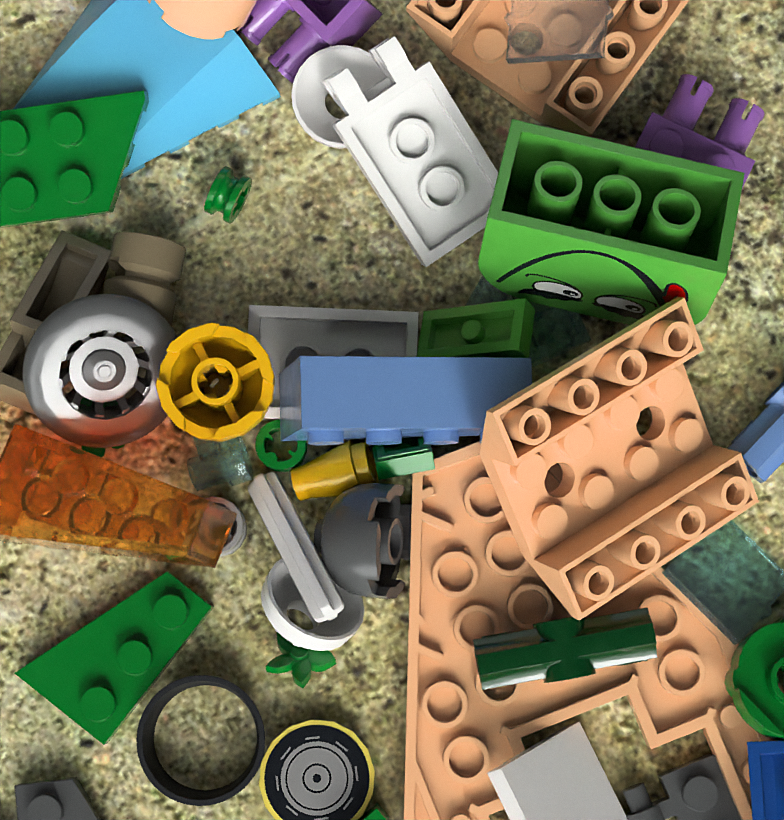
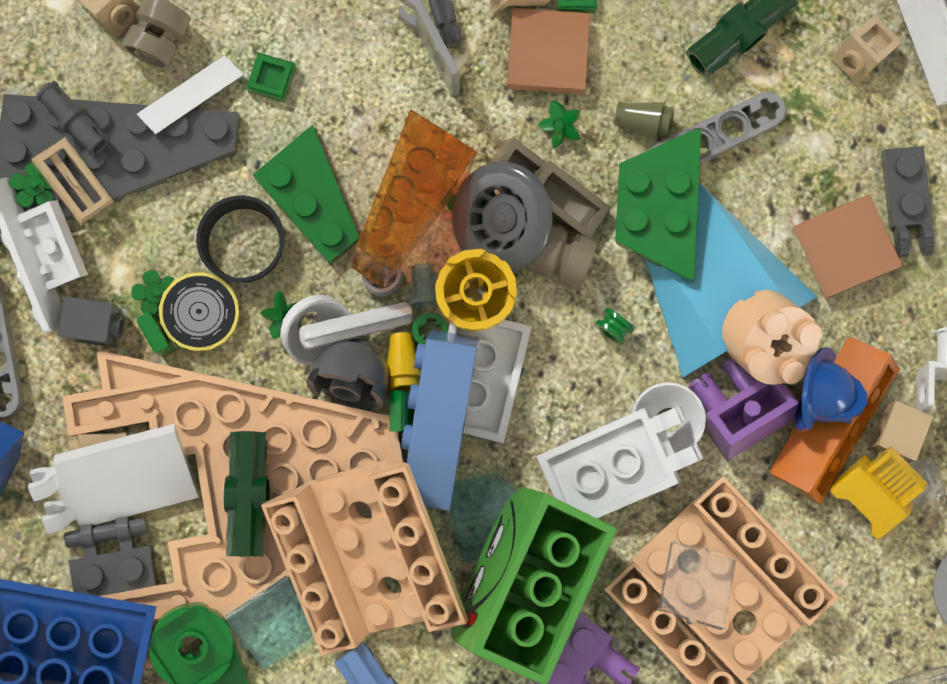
camera: 95 degrees right, 0 degrees up
(478, 330) = (477, 479): bright green plate -> none

